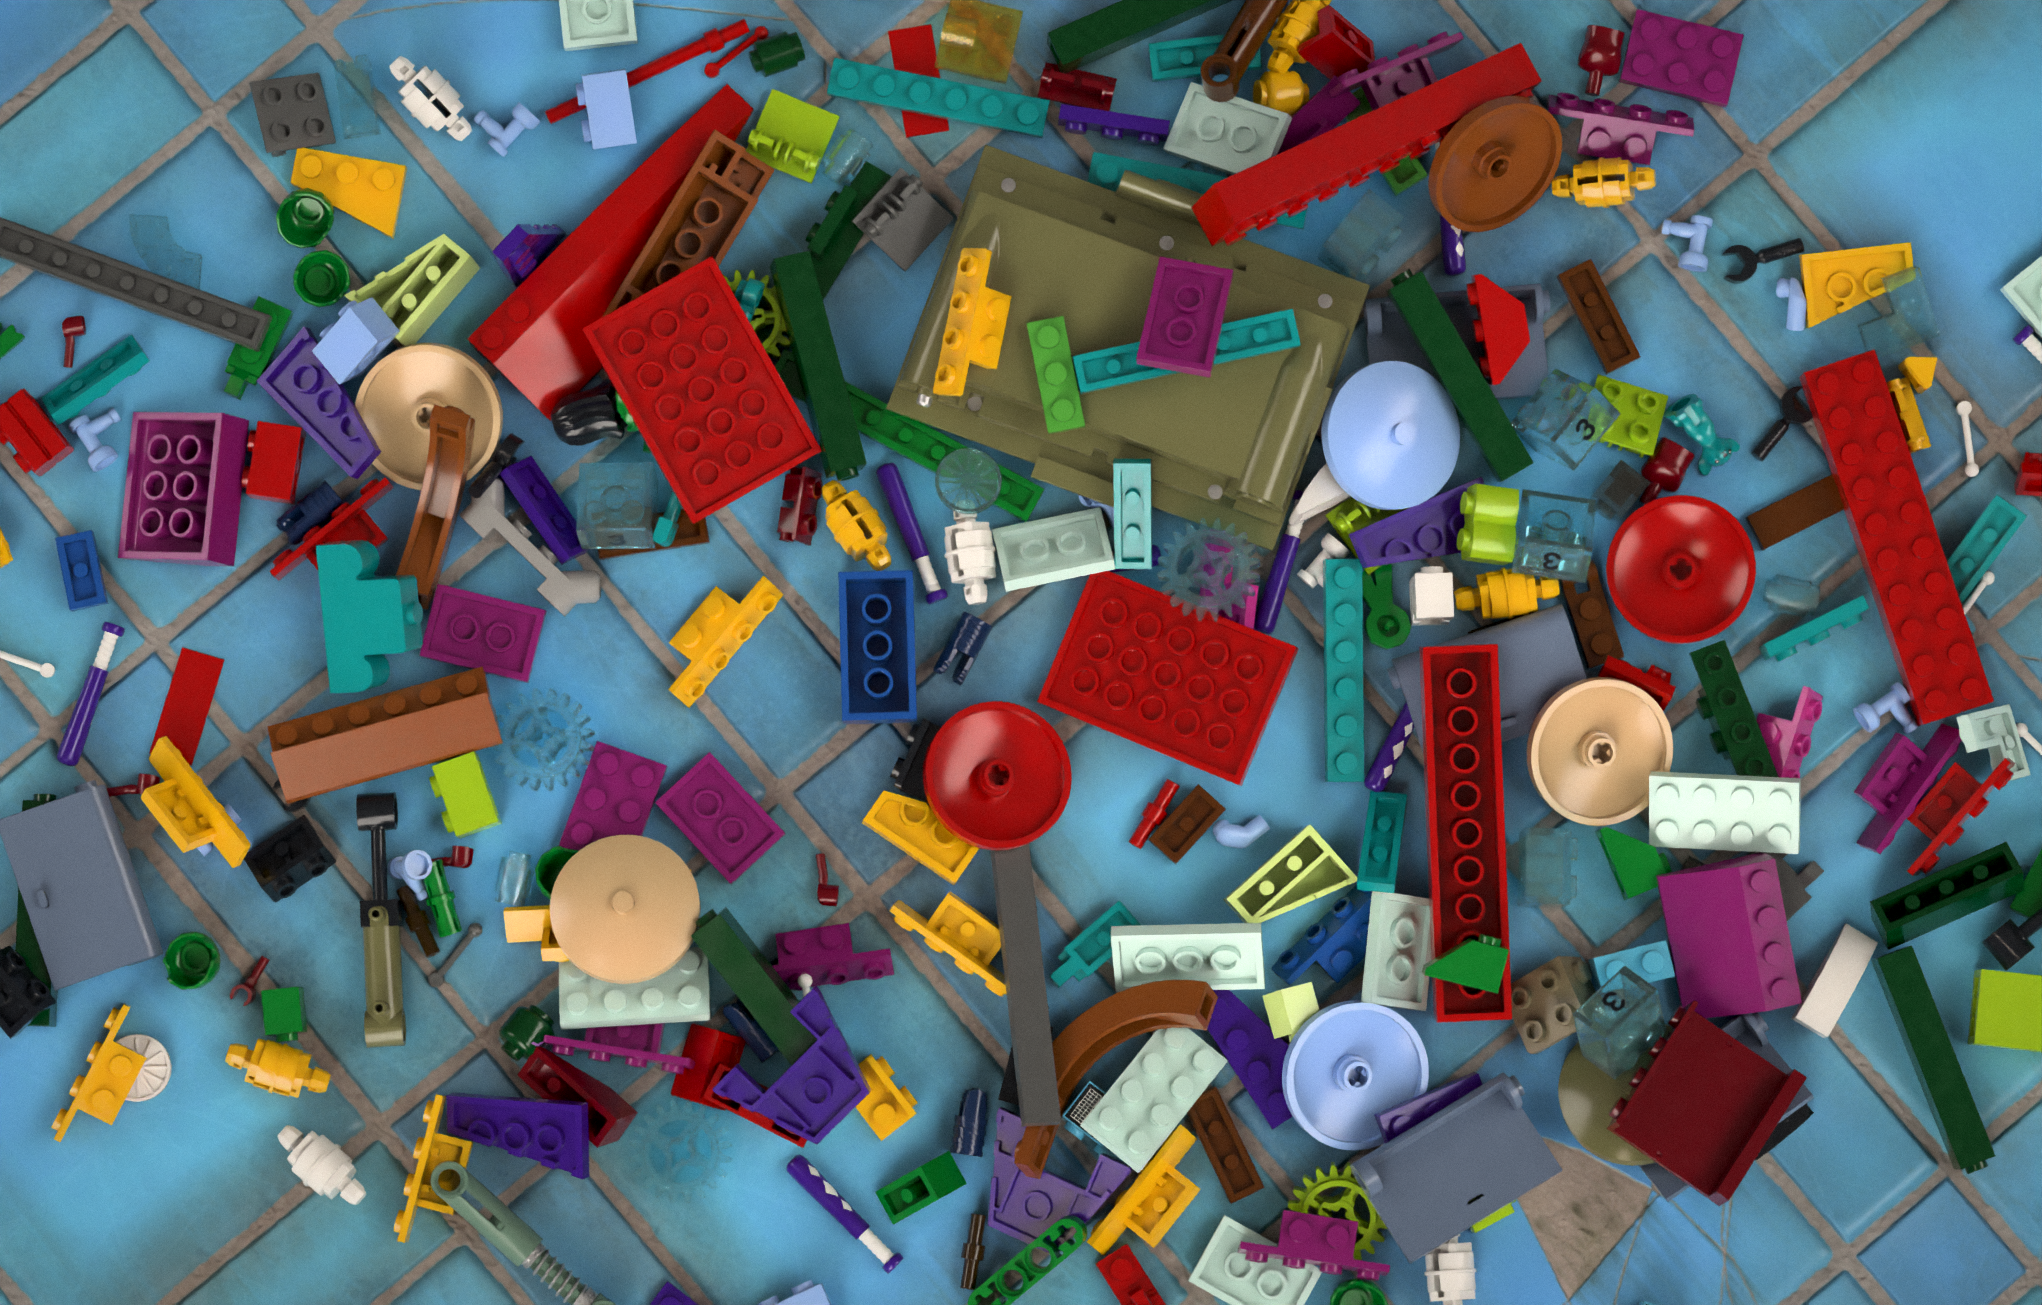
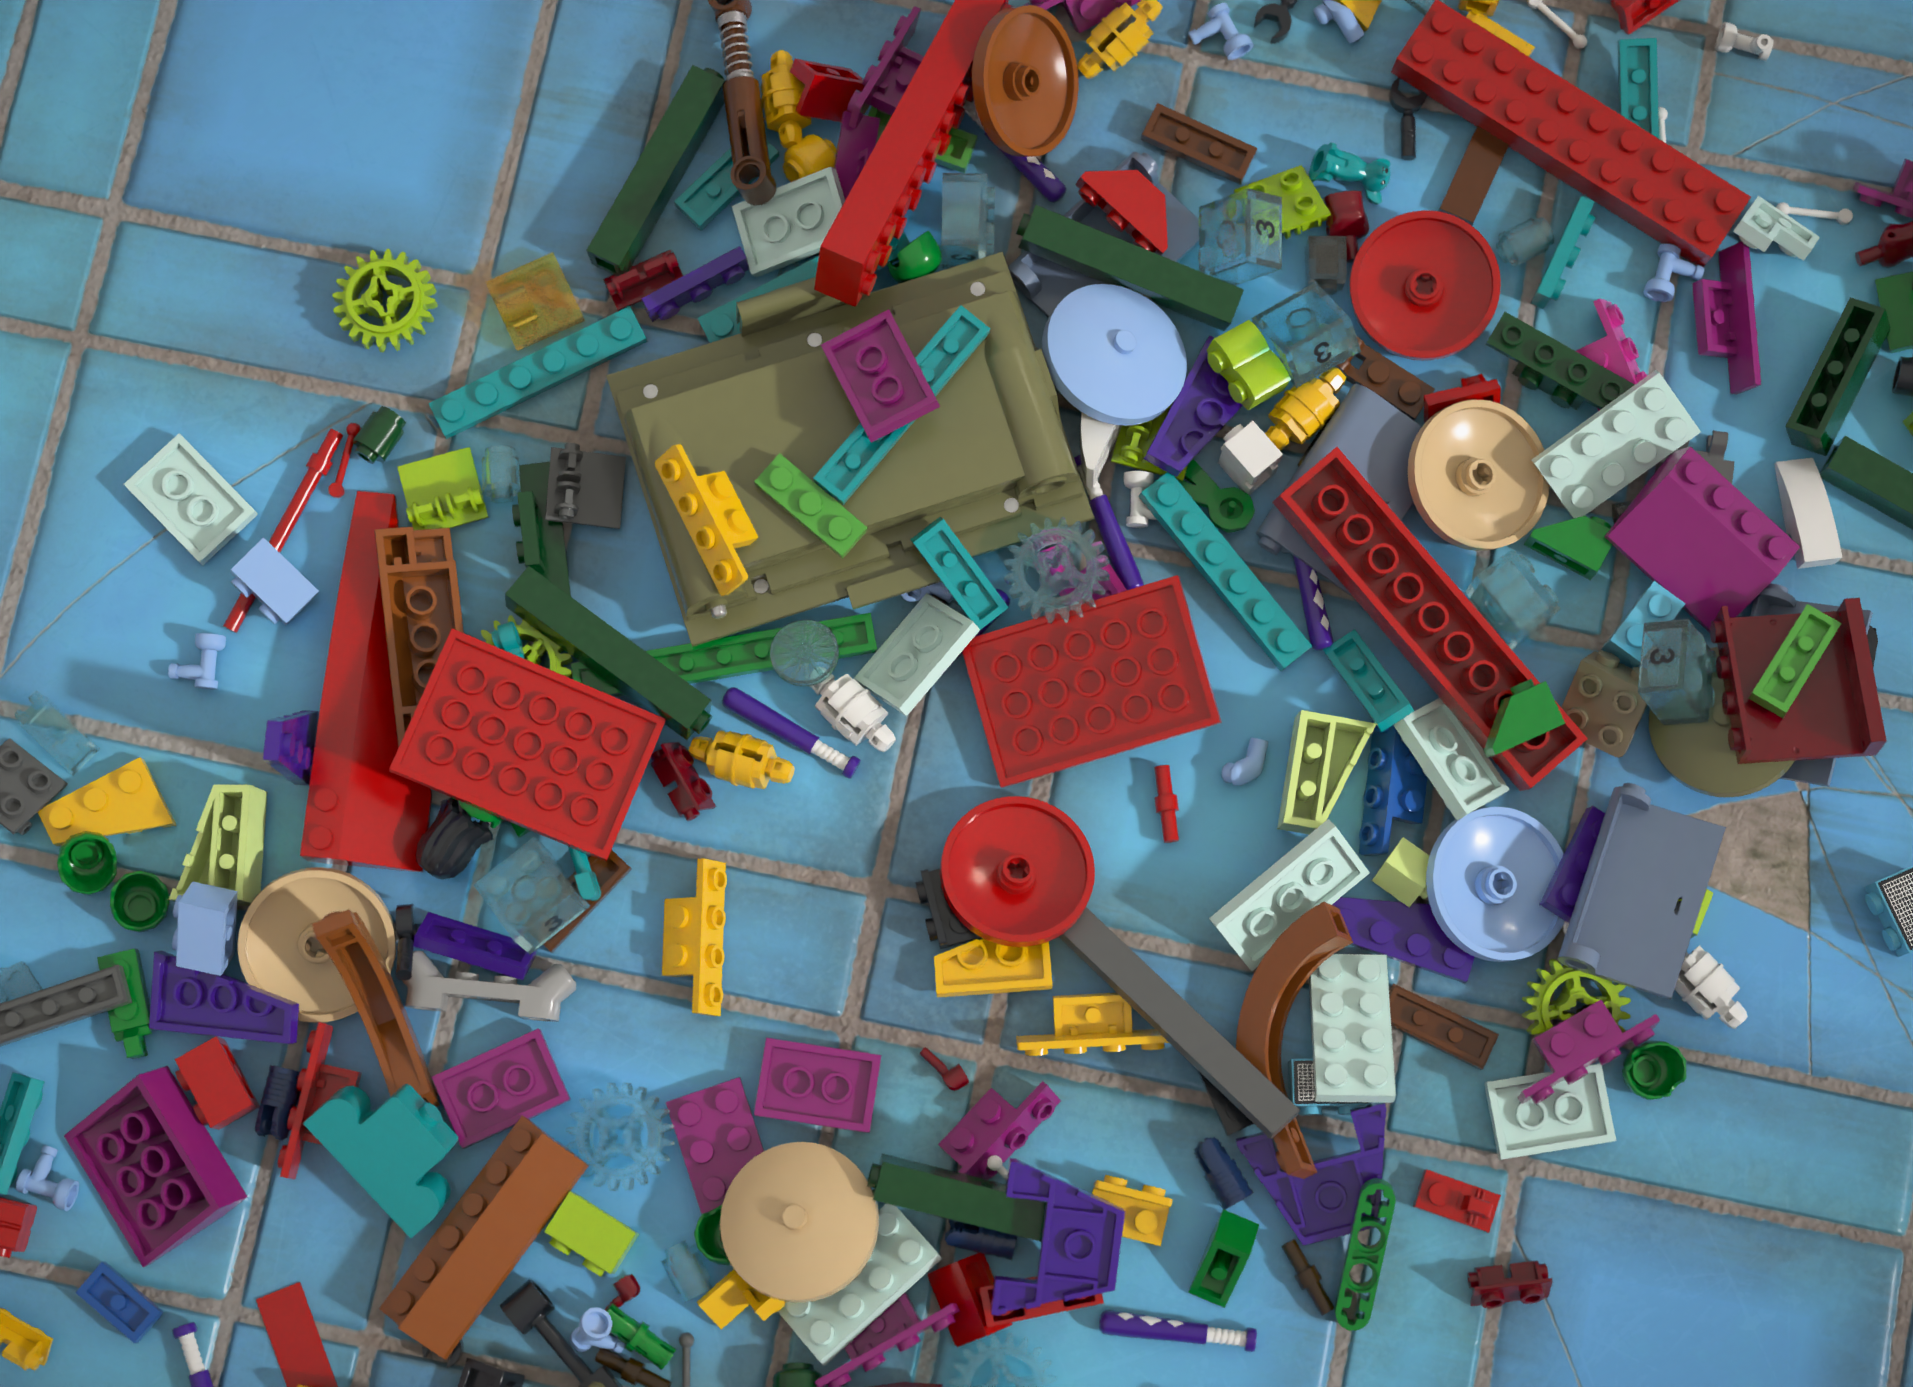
camera: 35 degrees left, 5 degrees down
(439, 90) = (118, 697): white piece -> none
(877, 647) = (837, 843): blue brick -> none
(915, 53) = (489, 351): red sticker -> none
(967, 639) = (904, 782): dark blue hinge -> none
(1092, 946) = (1203, 949): teal hinge -> none
(1153, 1199) = (1420, 1117): yellow bracket -> none
(1186, 824) = (1199, 791): reddish brown plate -> none
(1299, 239) = (916, 259): none -> green hair
(1716, 1085) = (1794, 661): none -> bright green plate
(1949, 806) = (1782, 304): red bracket -> none

